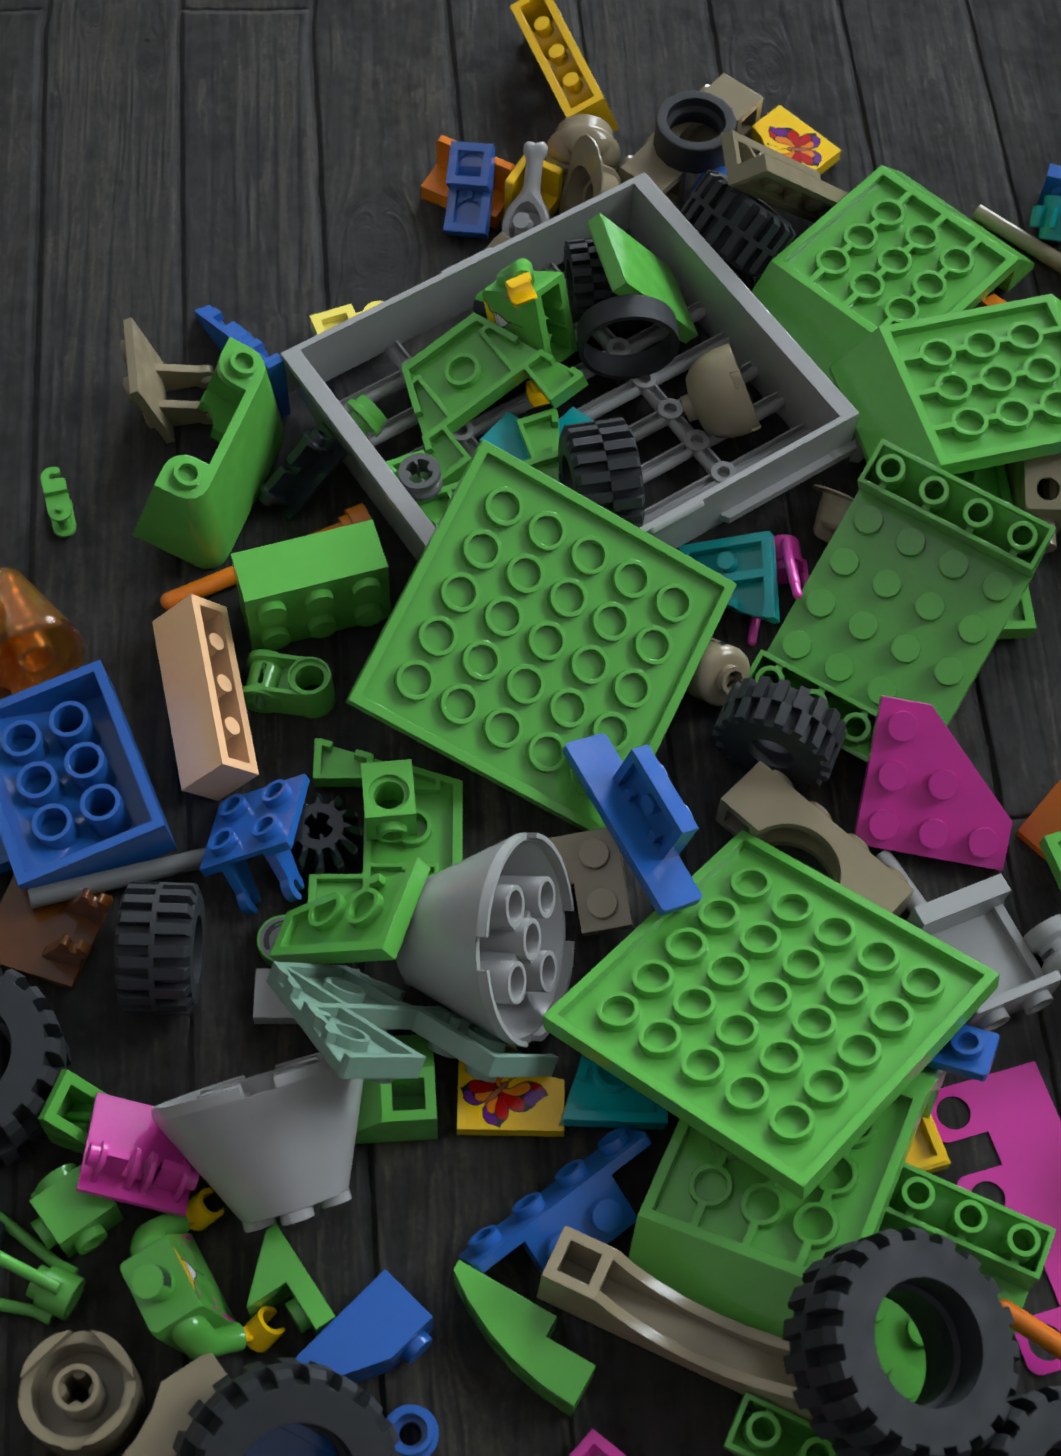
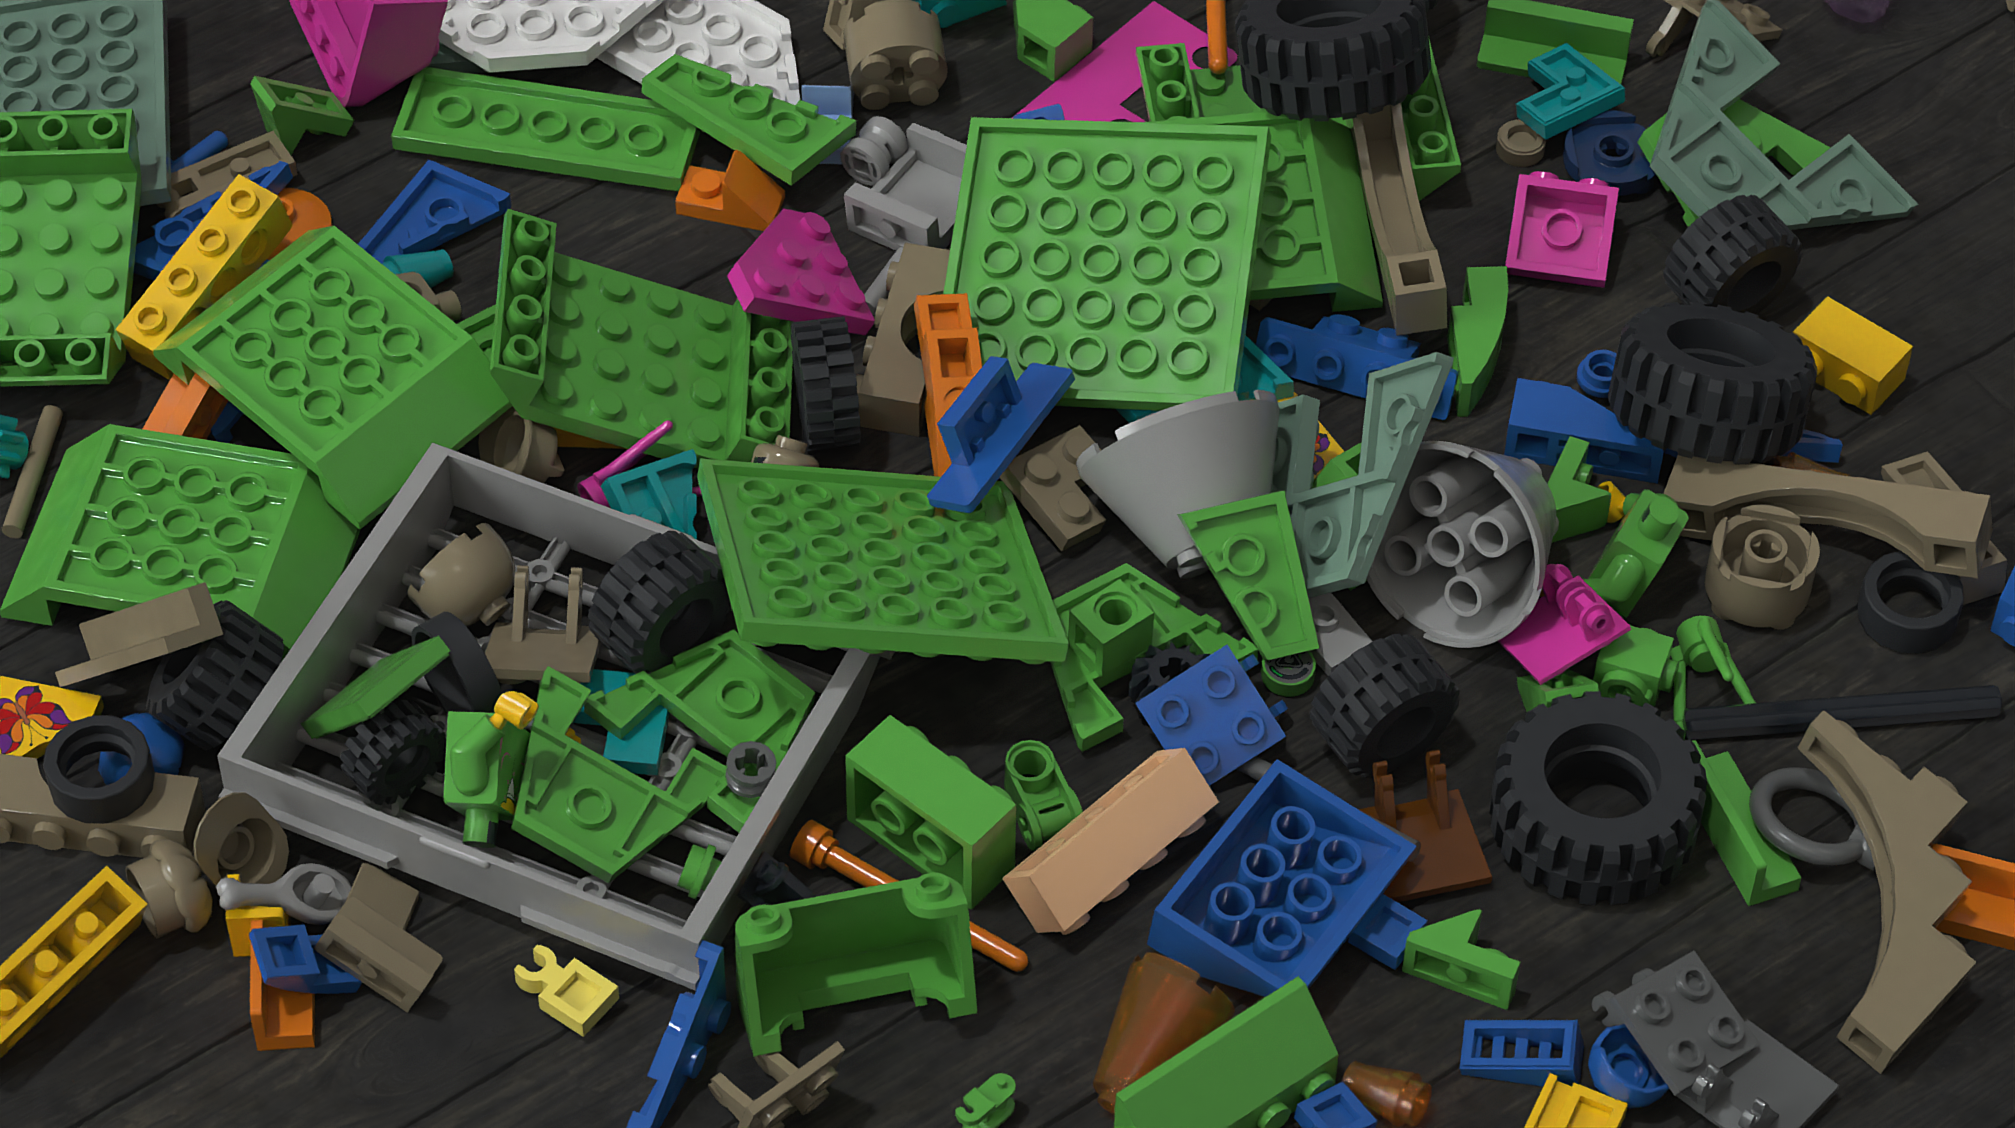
camera: 120 degrees left, 10 degrees down
(449, 231) = (378, 953): none -> dark tan panel
(629, 393) = (525, 652): none -> dark tan plate
(748, 833) = (948, 359): none -> orange slope

